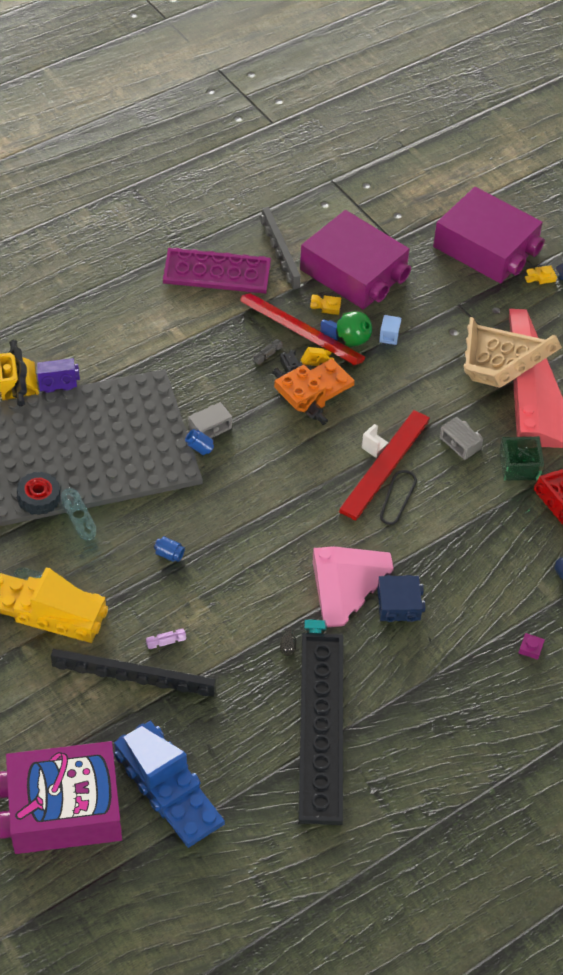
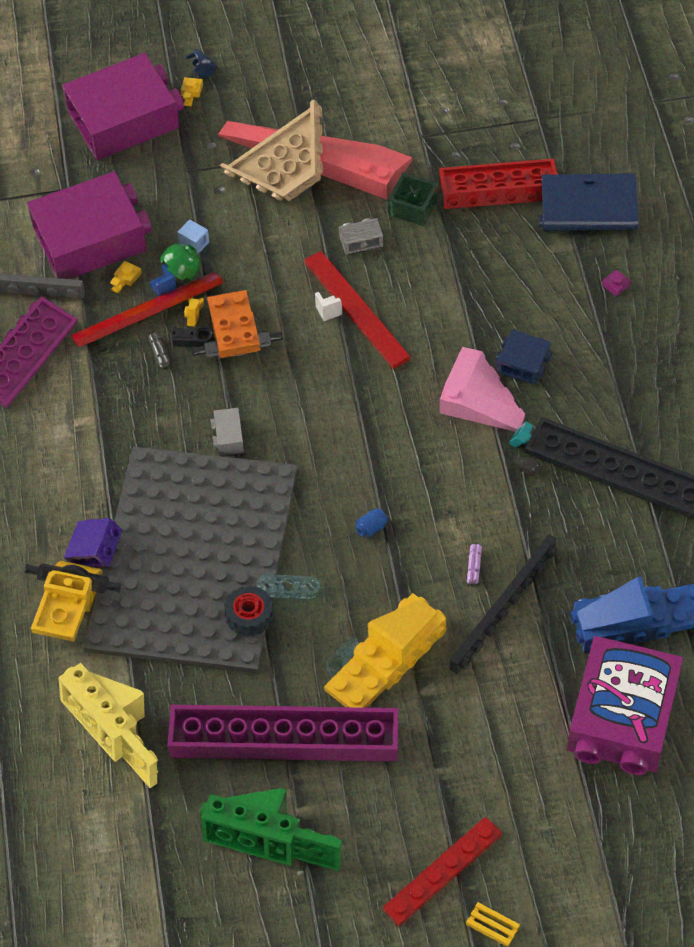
camera: 60 degrees left, 5 degrees up
(199, 442) = (252, 448): blue brick -> none
(407, 498) = (394, 323): black piece -> none

